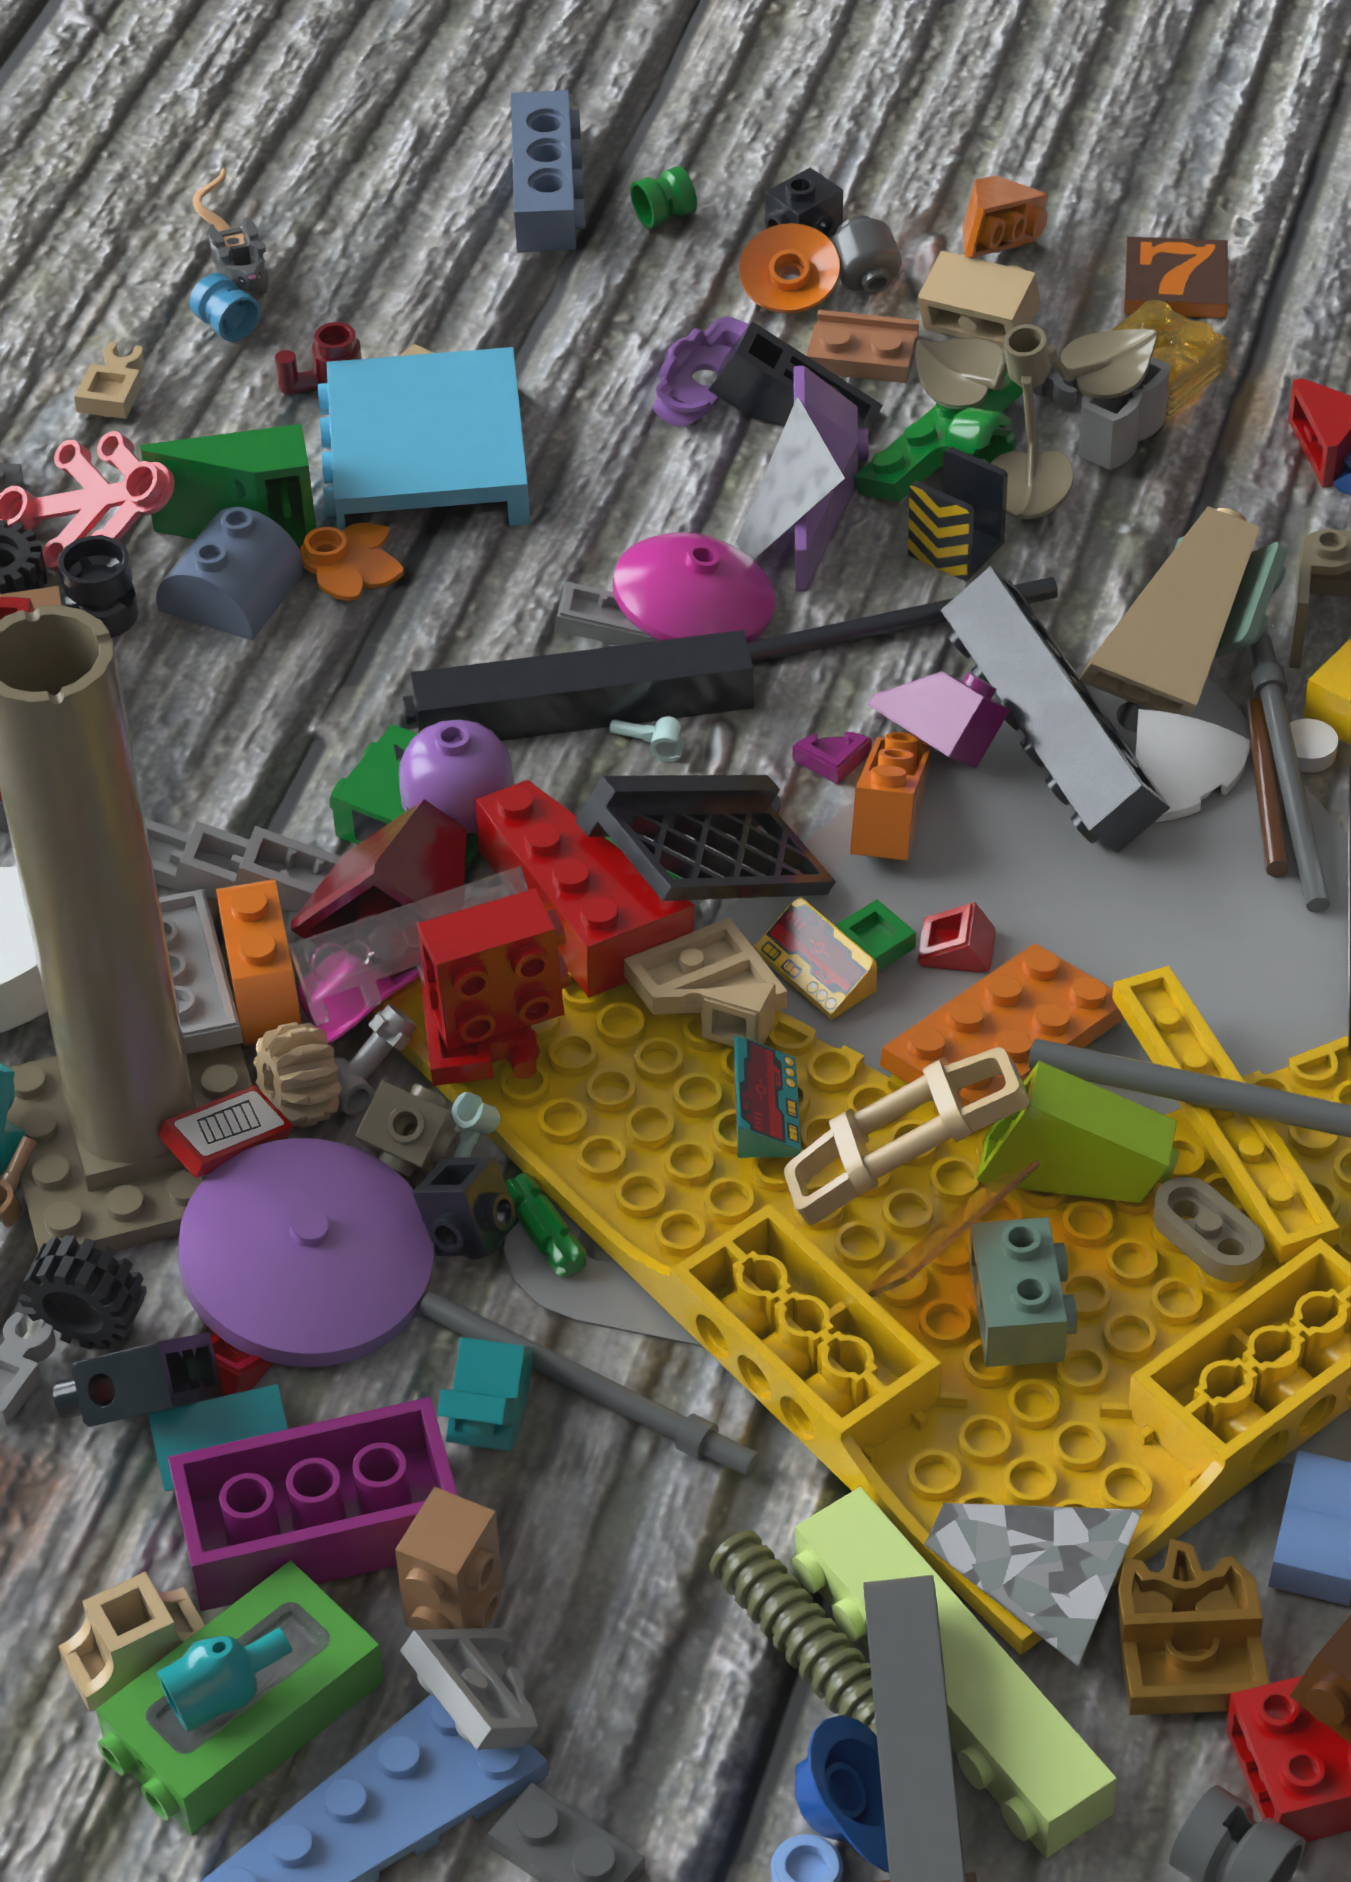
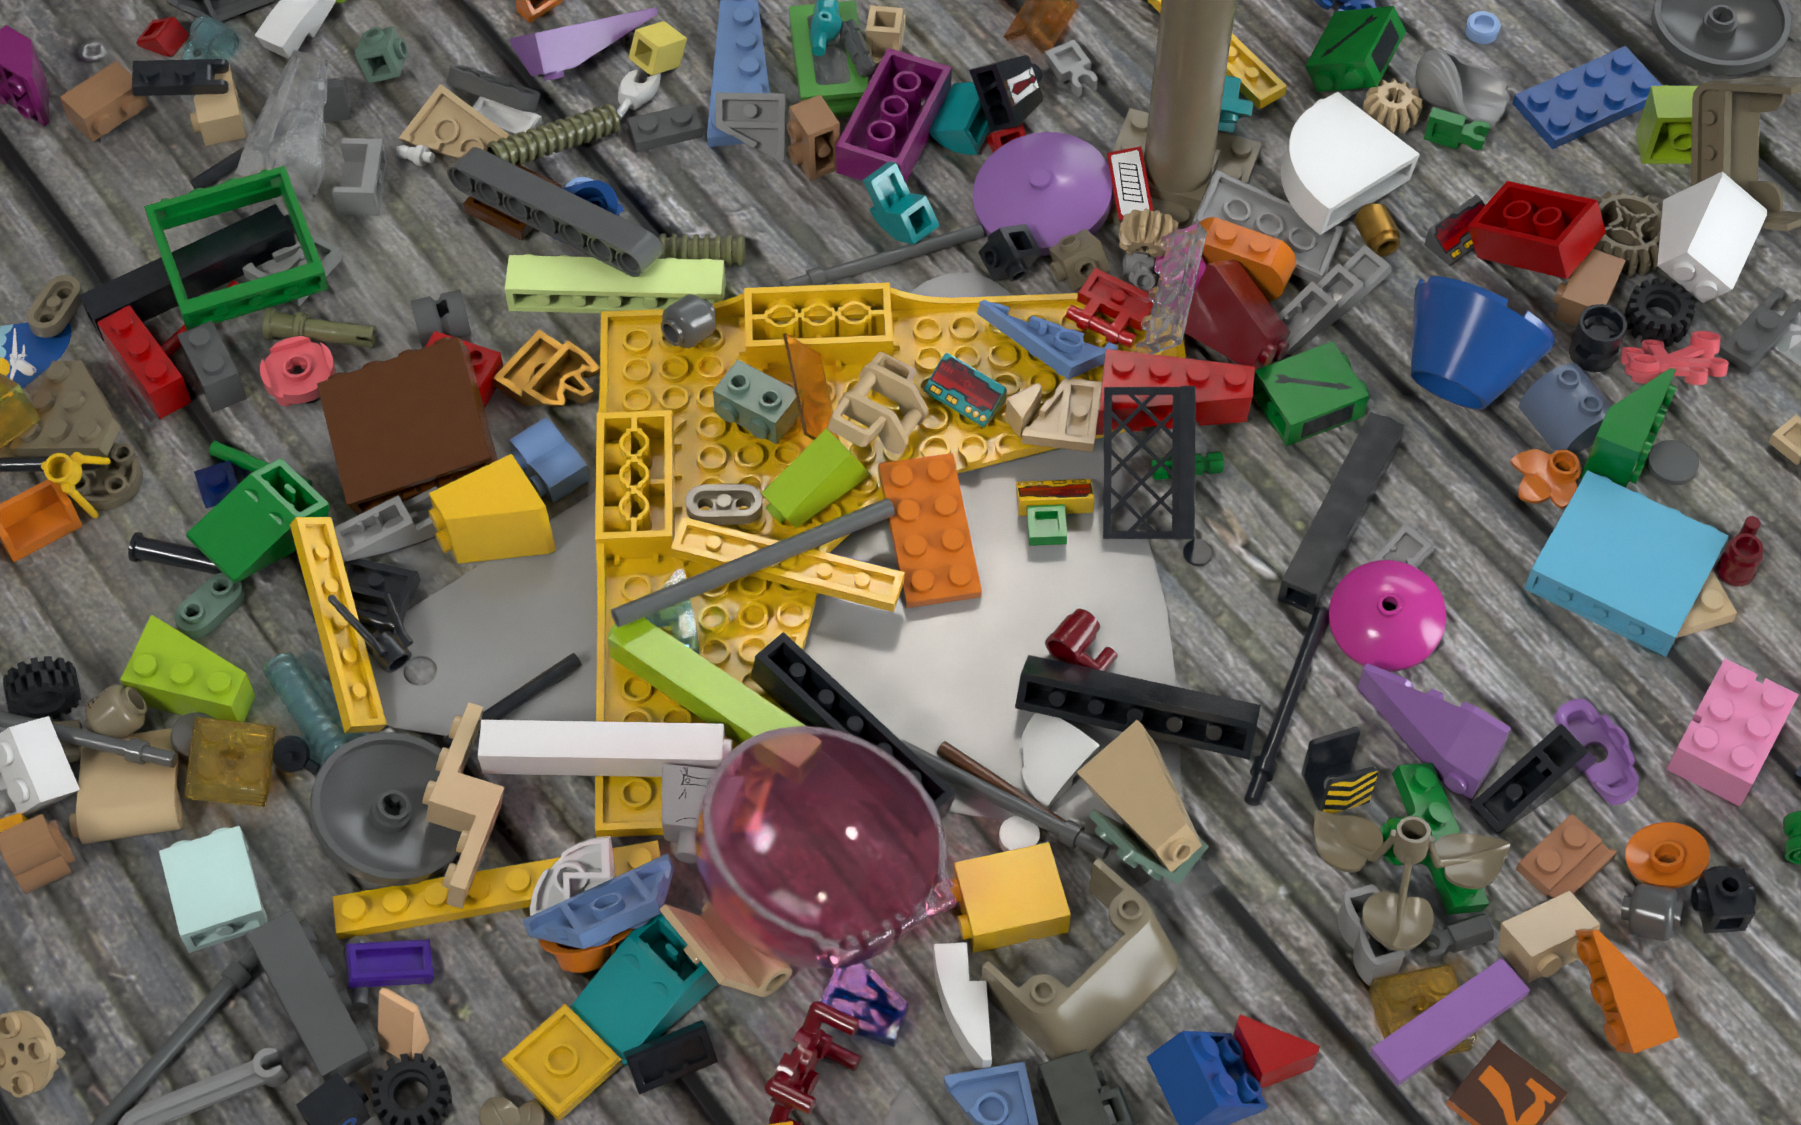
camera: 125 degrees right, 10 degrees up
(82, 1292) = (1081, 97): black tyre -> none
(224, 1608) = (857, 48): none -> dark grey axle
(244, 646) = (1471, 343): none -> blue cone
(453, 767) = (1292, 386): medium lavender cylinder -> none
(475, 1119) = (1059, 280): light aqua hand -> none
(493, 968) = (1111, 289): red brick -> none
(546, 1226) = (981, 288): green axle -> none
(565, 275) = (1732, 732): none -> bright pink piece
(603, 1053) = (1054, 345): none -> medium blue wing
(664, 736) = (1279, 535): light aqua hand -> none
(793, 483) = (1418, 680): sticker -> none
(832, 756) = (1205, 606): magenta tile -> none
(890, 797) = (1143, 599): orange slope -> none
(946, 713) = (1178, 651): slope -> none
(957, 940) = (1017, 568): red slope -> none
(963, 1460) = (688, 321): none -> dark grey head
(1010, 818) = (1074, 638): none -> dark red piece
(1039, 1562) = (622, 339): sticker -> none
(1166, 301) = (1449, 1022): none -> medium lavender tile

